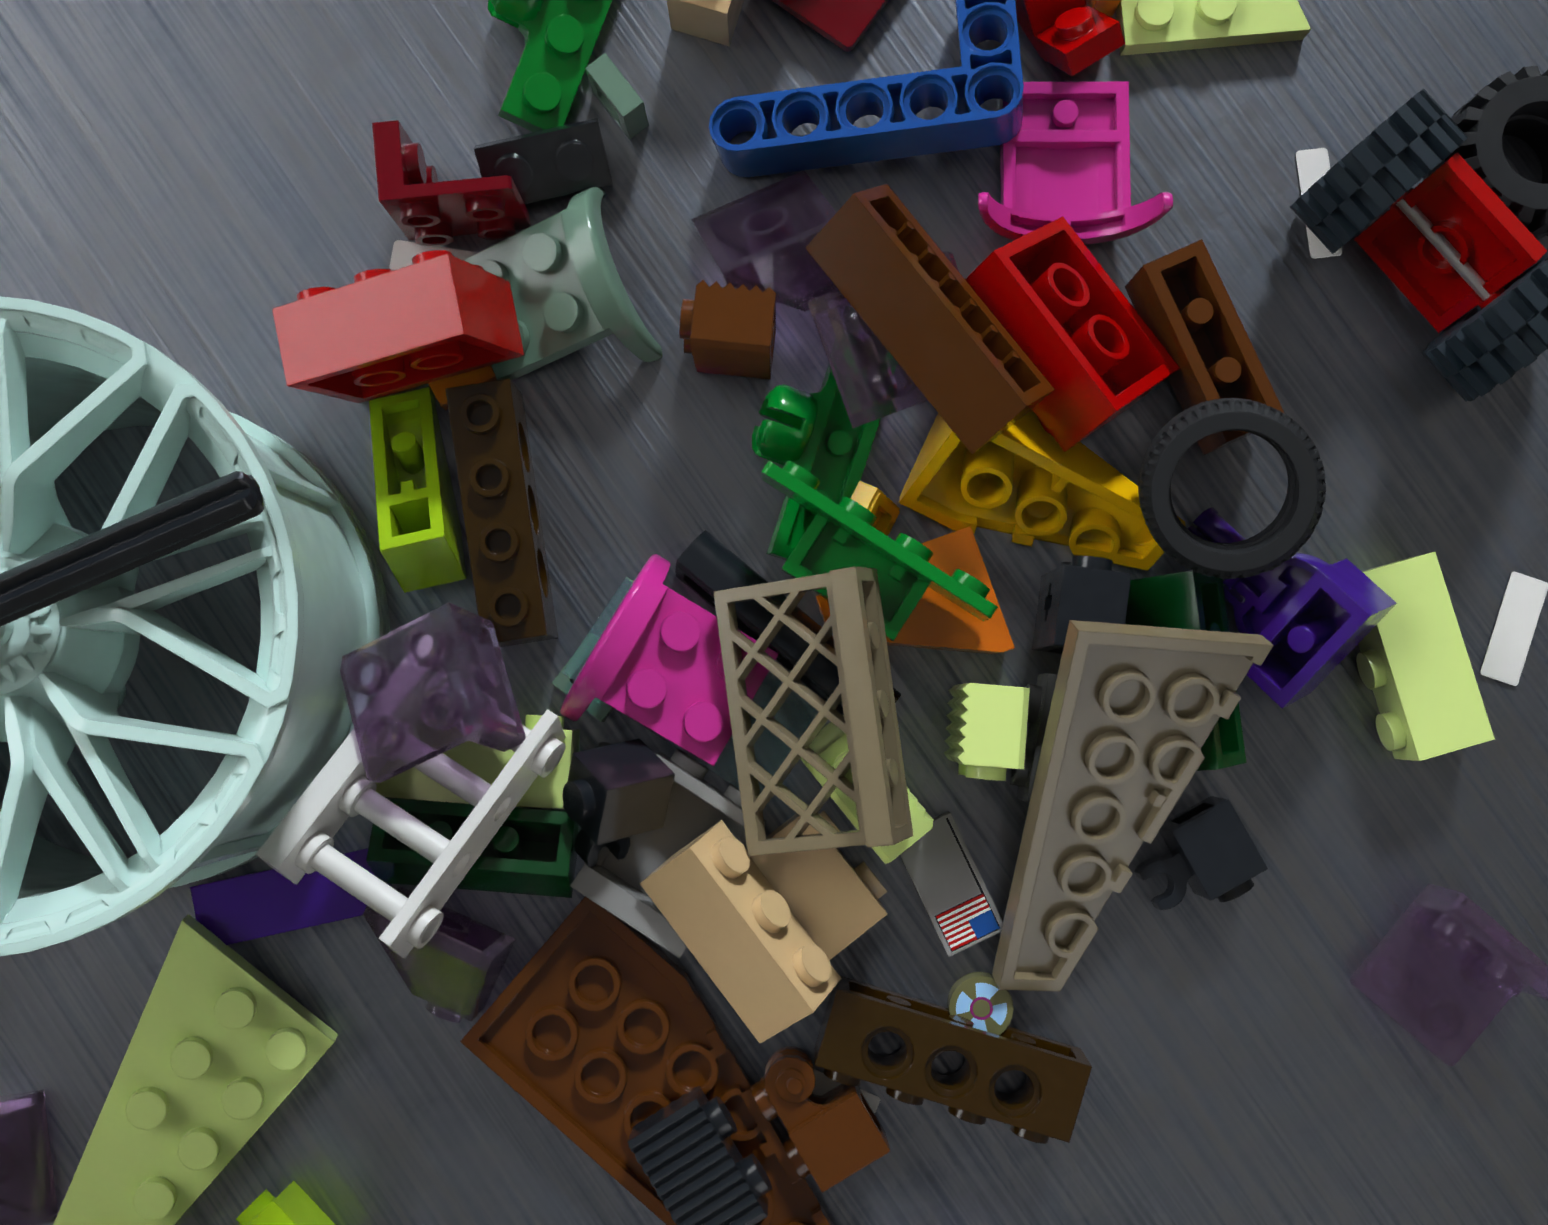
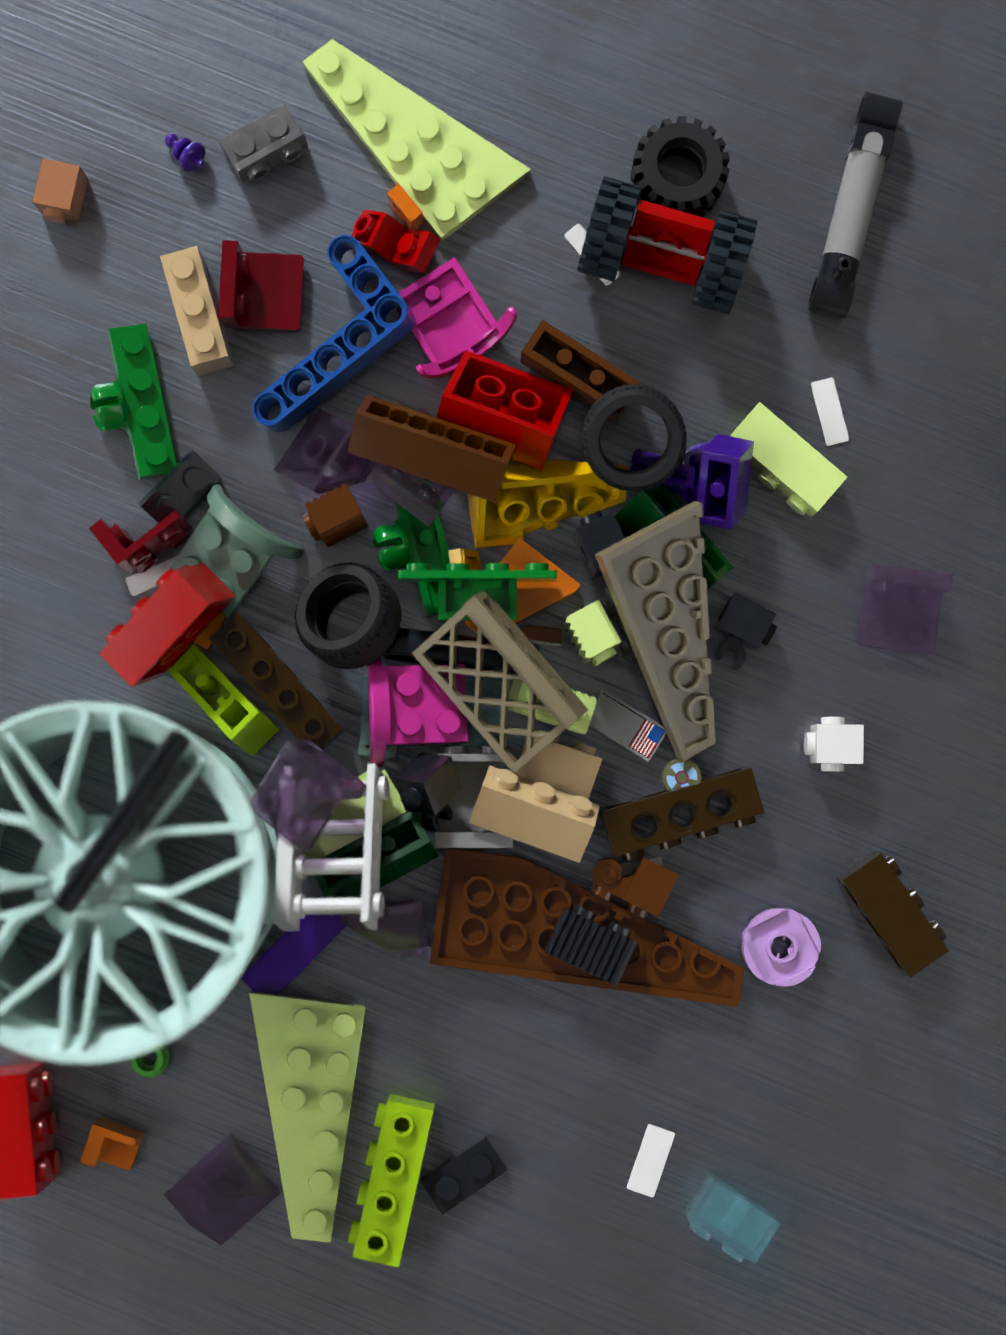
camera: 40 degrees left, 0 degrees up
(617, 96) = (195, 431): sand green tile -> none
(651, 431) = (322, 597): none -> black tyre
(916, 684) = (543, 635): none -> reddish brown tile
(1230, 1105) = (834, 744): none -> white brick

